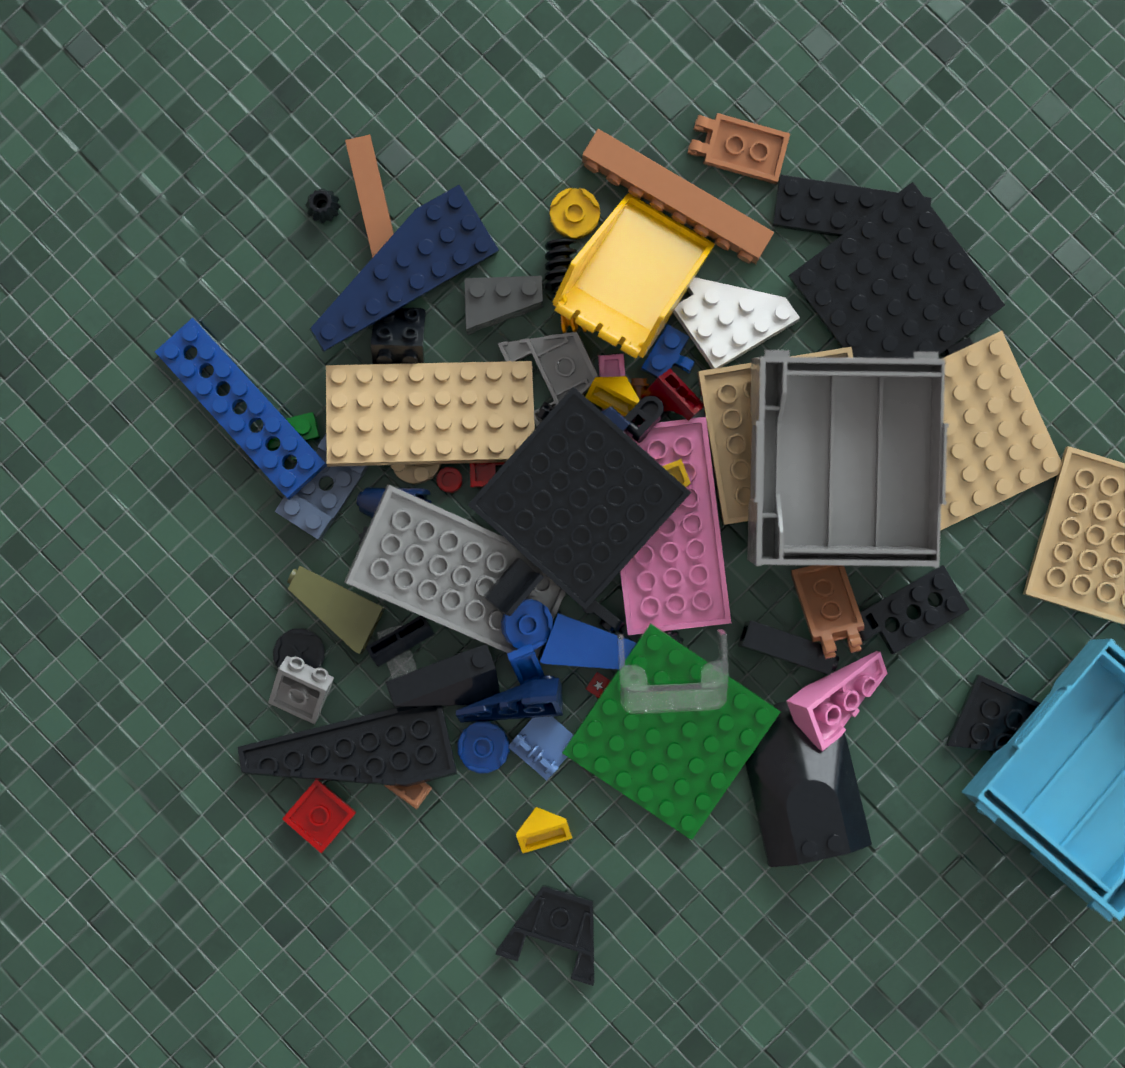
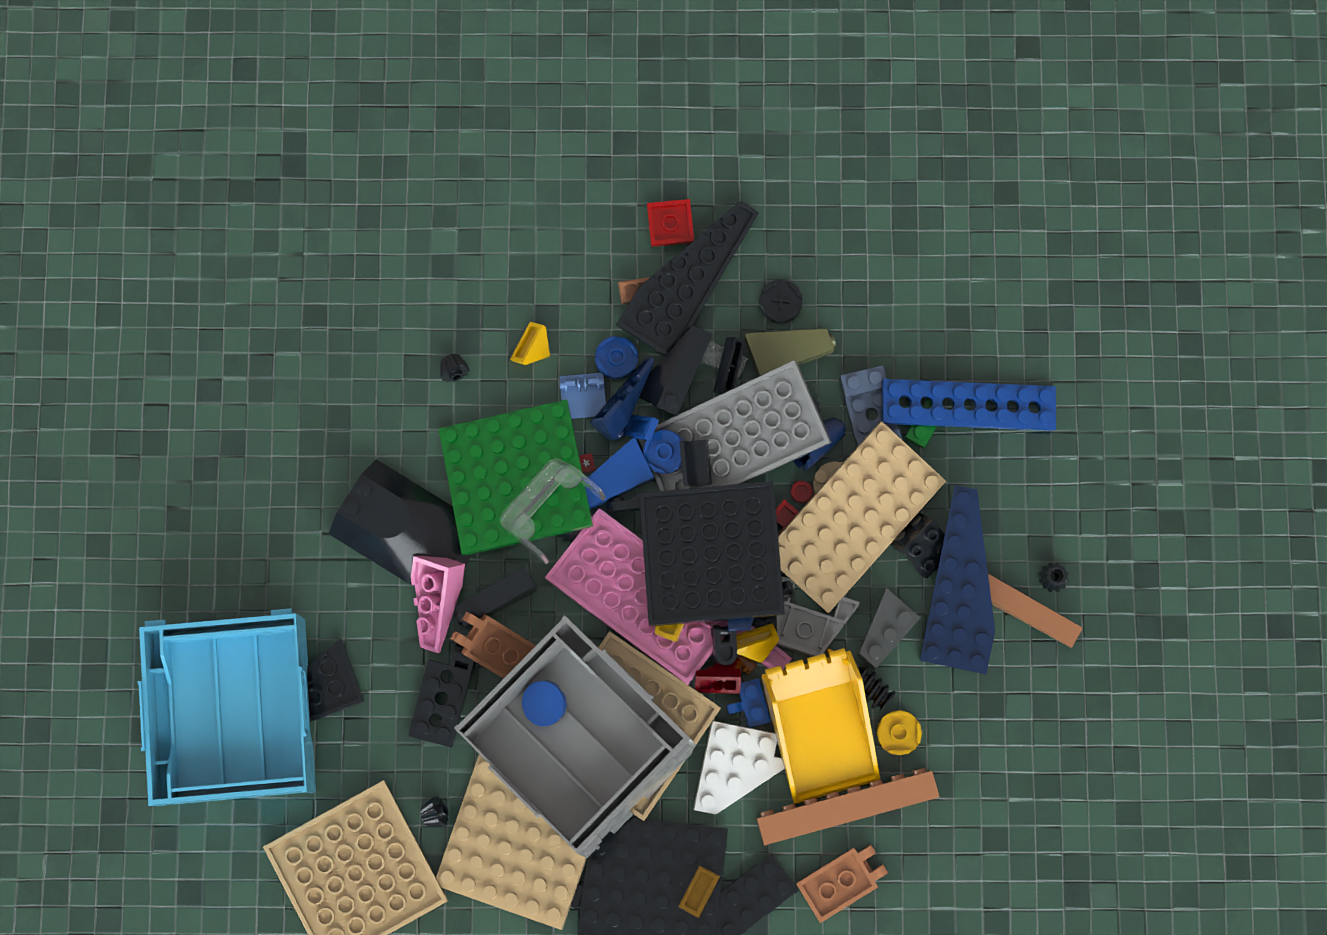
camera: 130 degrees right, 5 degrees down
(300, 689) = (757, 281): light grey plate -> none
(557, 919) = (469, 305): black wing -> none
(628, 879) = (453, 368): none -> black piece
(841, 515) = (544, 703): none -> blue tile
(864, 247) = (699, 891): none -> pearl gold tile
(1009, 525) = (434, 813): none -> black piece

